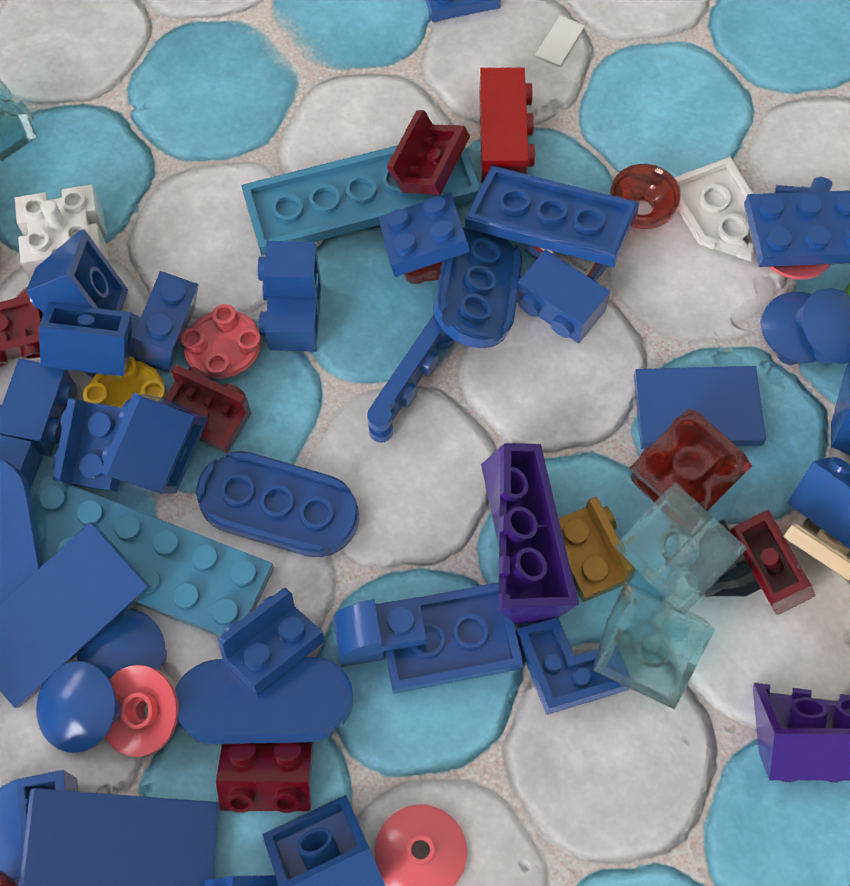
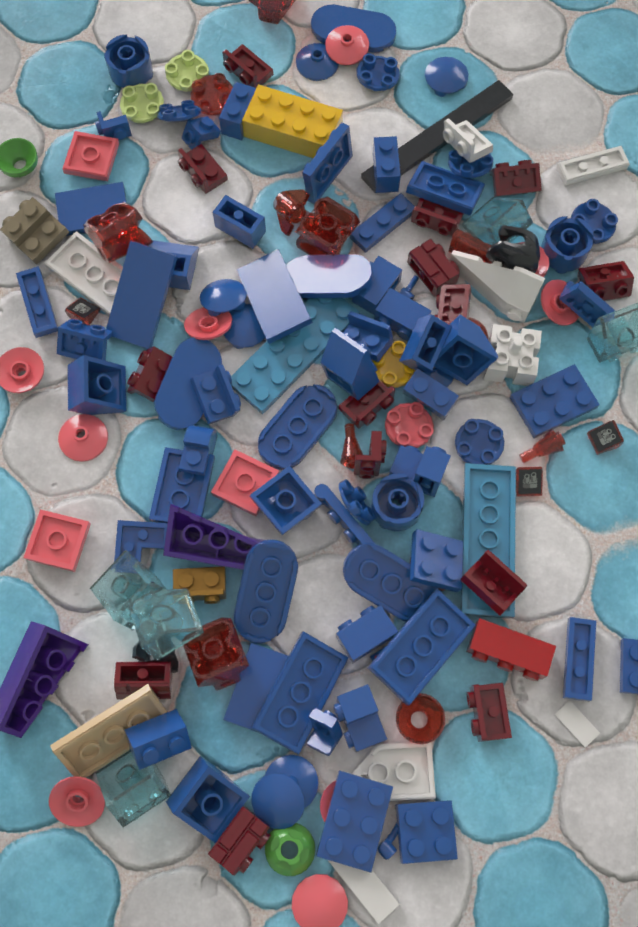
camera: 110 degrees right, 5 degrees up
(122, 170) = (554, 401): none -> blue plate
(155, 95) = (605, 437): none -> slope
(189, 156) = (548, 444): none -> clear red cone
(217, 244) = (479, 442): none -> blue dish
(254, 165) = (529, 481): none -> slope
(295, 406) = (350, 448): none -> clear red cone
(296, 361) = (369, 465): none -> dark red bracket
(355, 312) = (404, 490): none -> blue brick
(389, 356) = (354, 502): none -> blue dish
(402, 543) = (240, 479): none -> coral plate
(413, 462) = (285, 500): none -> blue slope
(480, 50) = (579, 659): none -> blue plate
(563, 438) = (265, 591): none -> blue tile
(596, 126) = (490, 712): none -> dark red bracket
(619, 805) = (57, 540): none -> coral plate
(676, 263) = (361, 719): none -> blue brick
(681, 353) = (299, 688): none -> blue tile
(719, 302) = (326, 731): none -> blue bracket
(775, 155) = (426, 832): none -> blue plate

